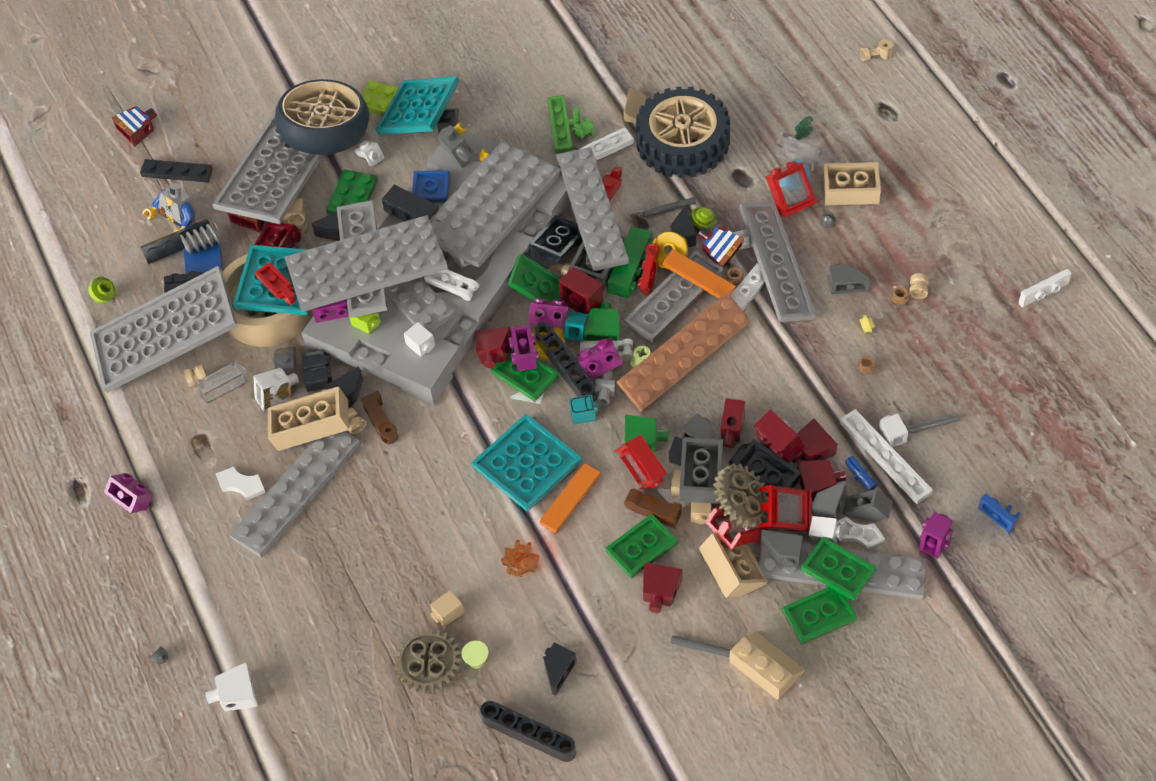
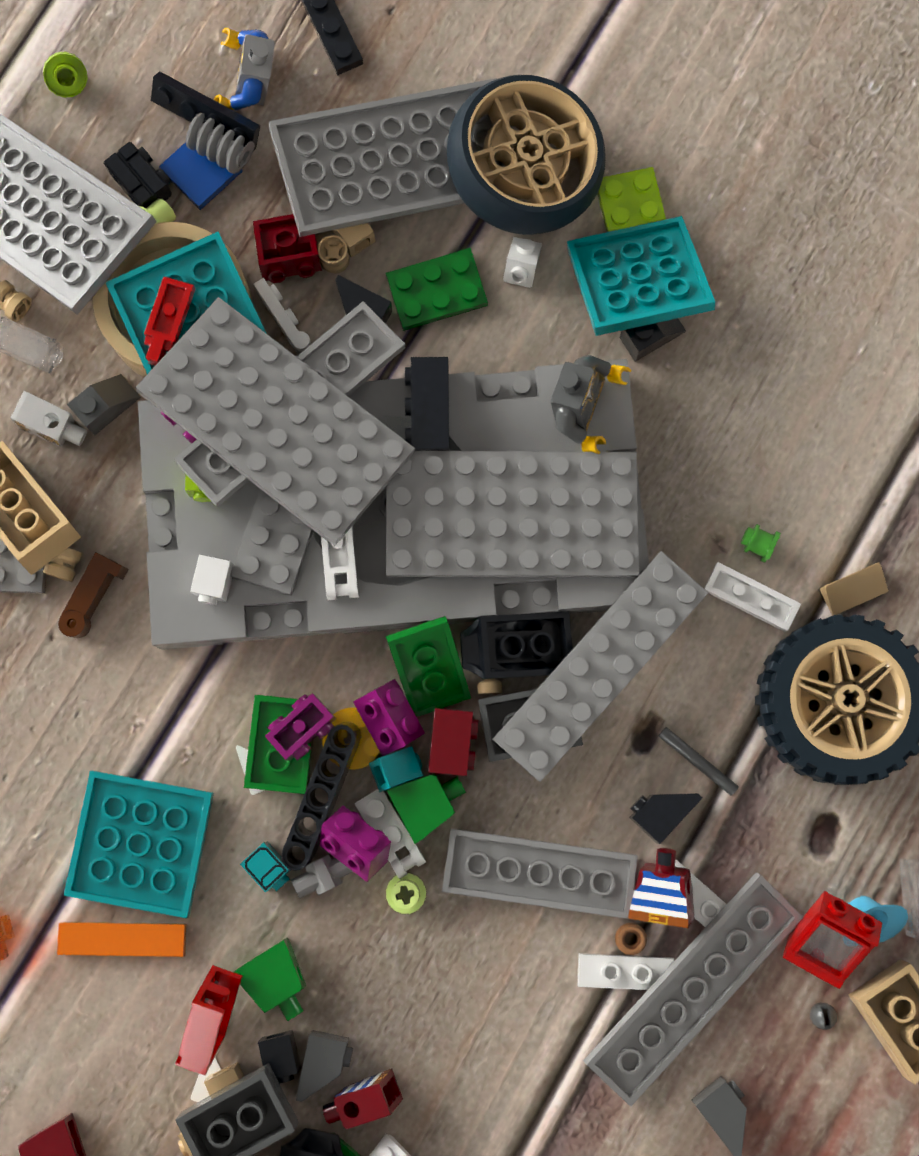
camera: 55 degrees right, 25 degrees up
(315, 370) = (111, 455): black brick -> none
(349, 384) = (105, 518): black slope -> none
(431, 185) = (491, 404): blue tile -> none
(493, 345) = (287, 675): dark red torso -> none
(560, 123) = (749, 502): bright green plate -> none
(612, 181) = (685, 647): red hinge -> none
(624, 277) = (574, 771): green brick -> none
(641, 544) = (100, 1089): green plate -> none
(646, 504) = (170, 1079): reddish brown leg -> none
(649, 269) = (560, 810): red hinge -> none
(670, 238) = (624, 817): yellow plate -> none
(683, 352) = (448, 951): nougat plate -> none
(697, 274) = (588, 894): orange tile -> none
(703, 217) = (703, 830): lime plate -> none

